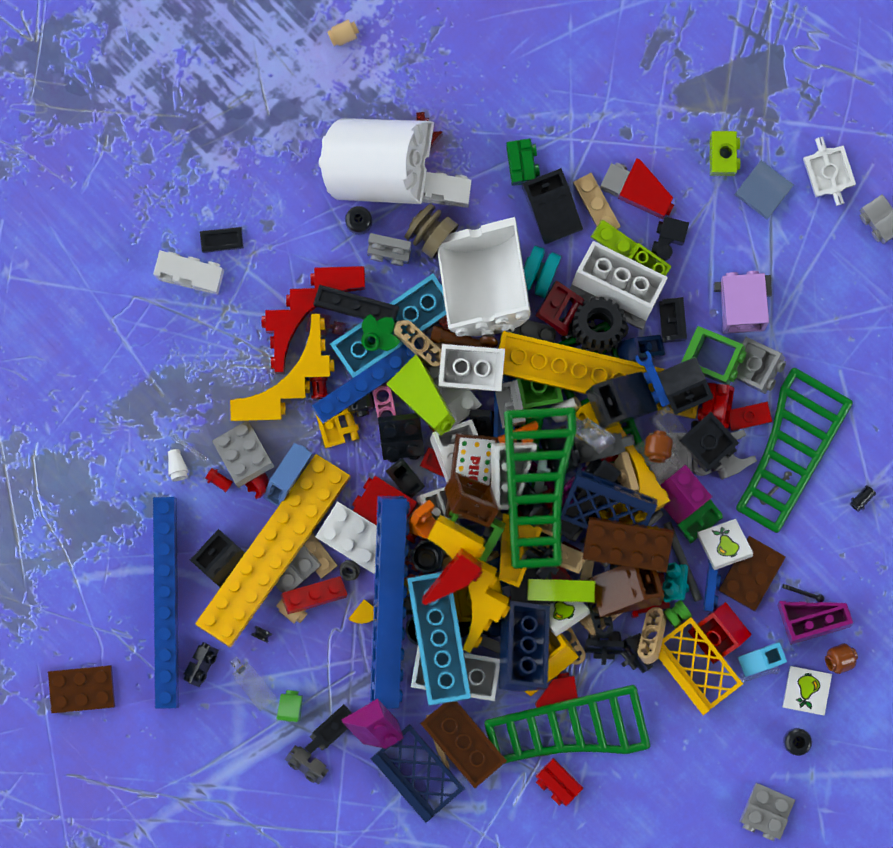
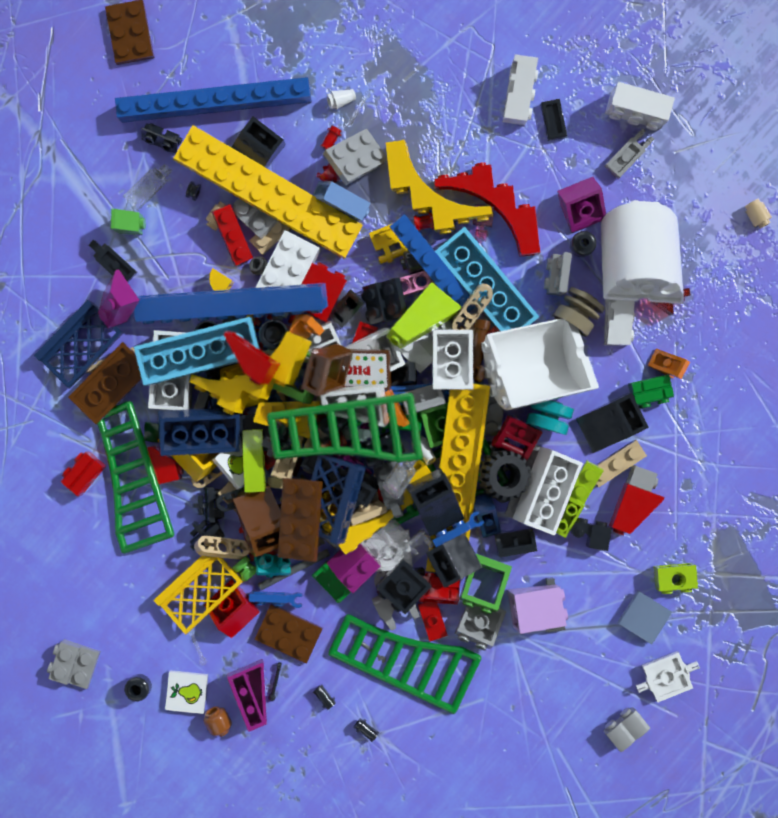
camera: 85 degrees right, 5 degrees up
(218, 148) = (639, 106): none -> white brick
(267, 164) = (627, 155): none -> light grey hinge
(298, 760) = (82, 236): dark grey hinge -> none
(315, 217) = (582, 204): none -> magenta slope
(353, 304) = (502, 248): black tile -> none
(381, 331) = (479, 272): green plate -> none
(495, 141) = (668, 364): none -> orange slope
(520, 701) = (151, 432): none -> dark green slope
(658, 447) = (394, 540): dark orange head -> none
(725, 544) = (312, 607): white tile -> none
(762, 659) = (210, 650): medium azure slope -> none
(824, 540) = (324, 697): none -> black pin

